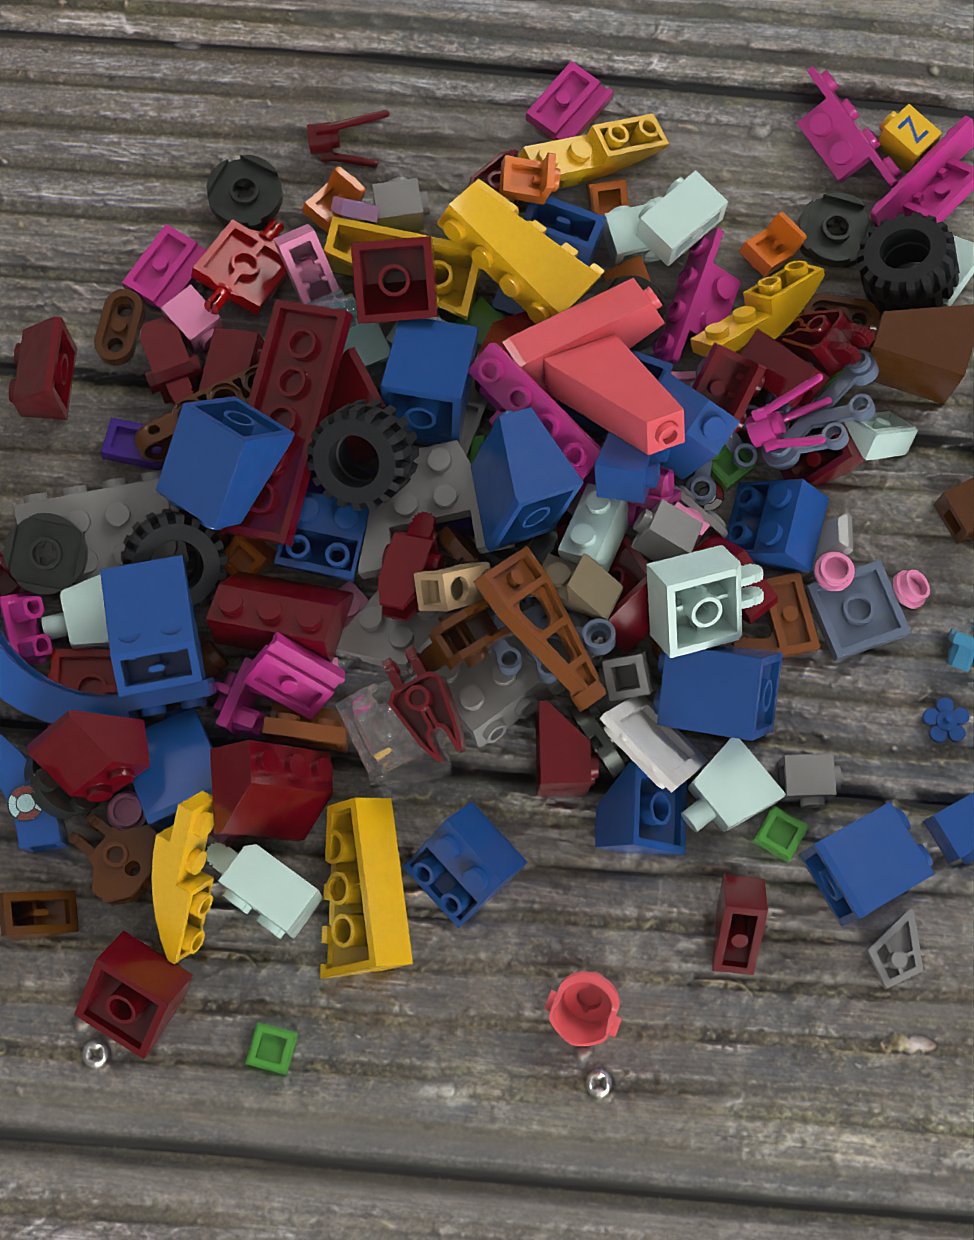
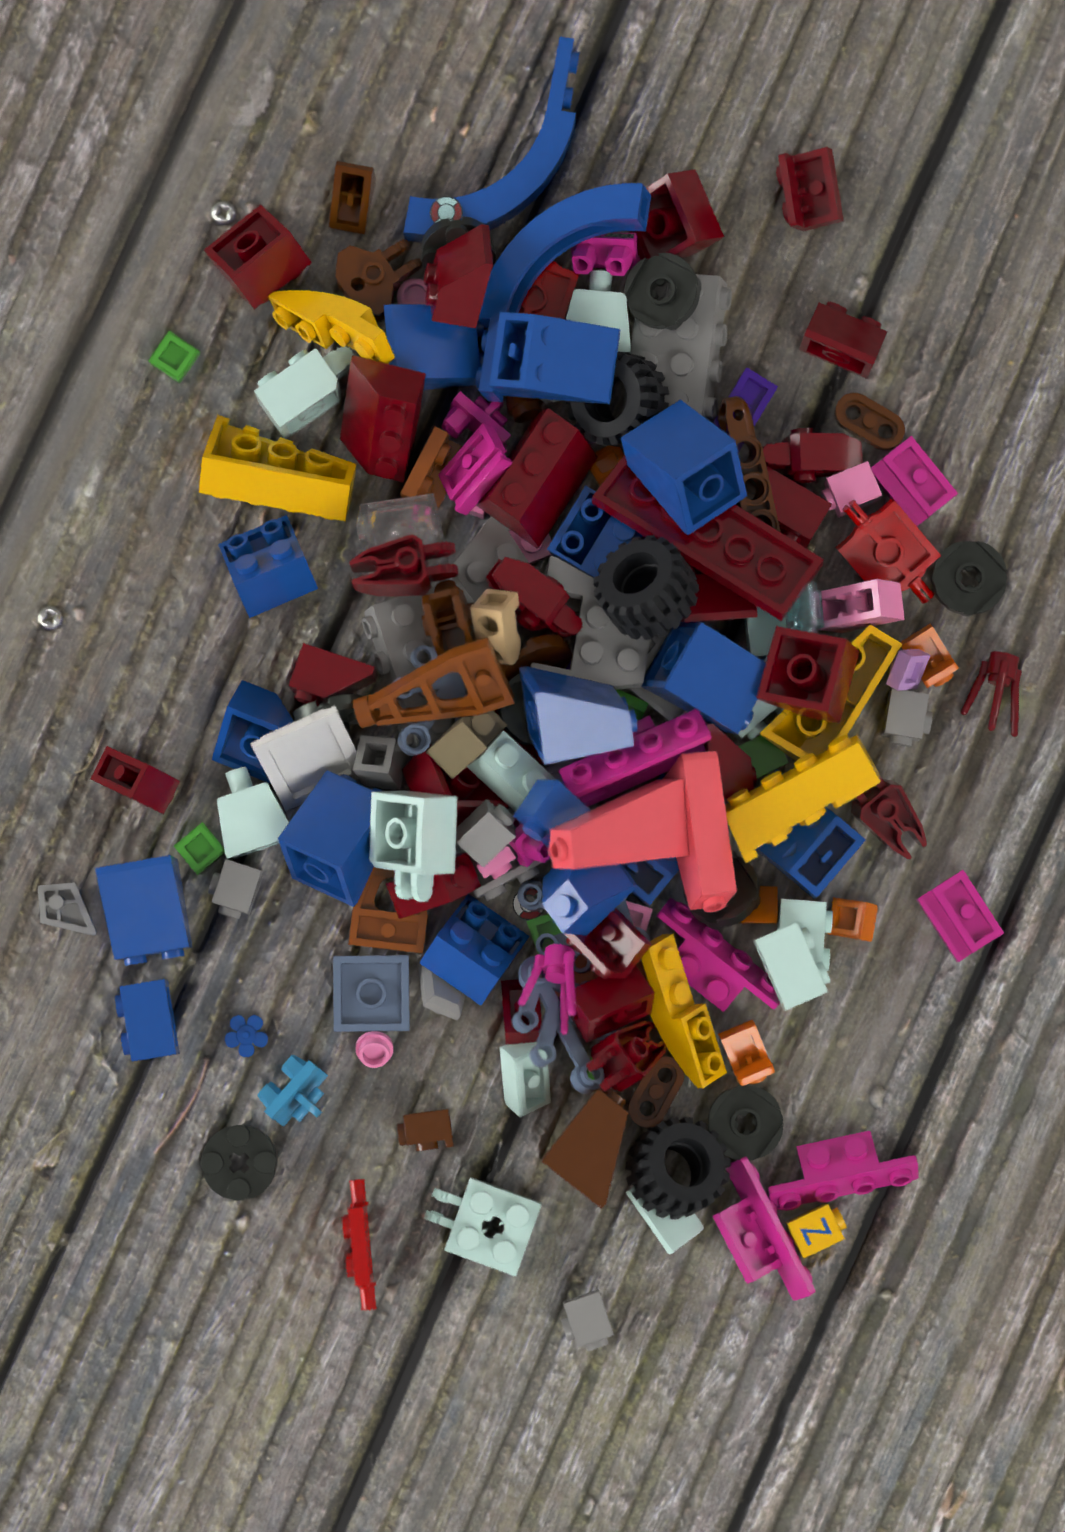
camera: 115 degrees right, 10 degrees up
(529, 179) = (873, 834): orange bracket -> none
(584, 1009) = (110, 621): coral cap -> none
(602, 150) = (899, 919): yellow slope -> none
(834, 571) = (410, 981): bright pink plate -> none

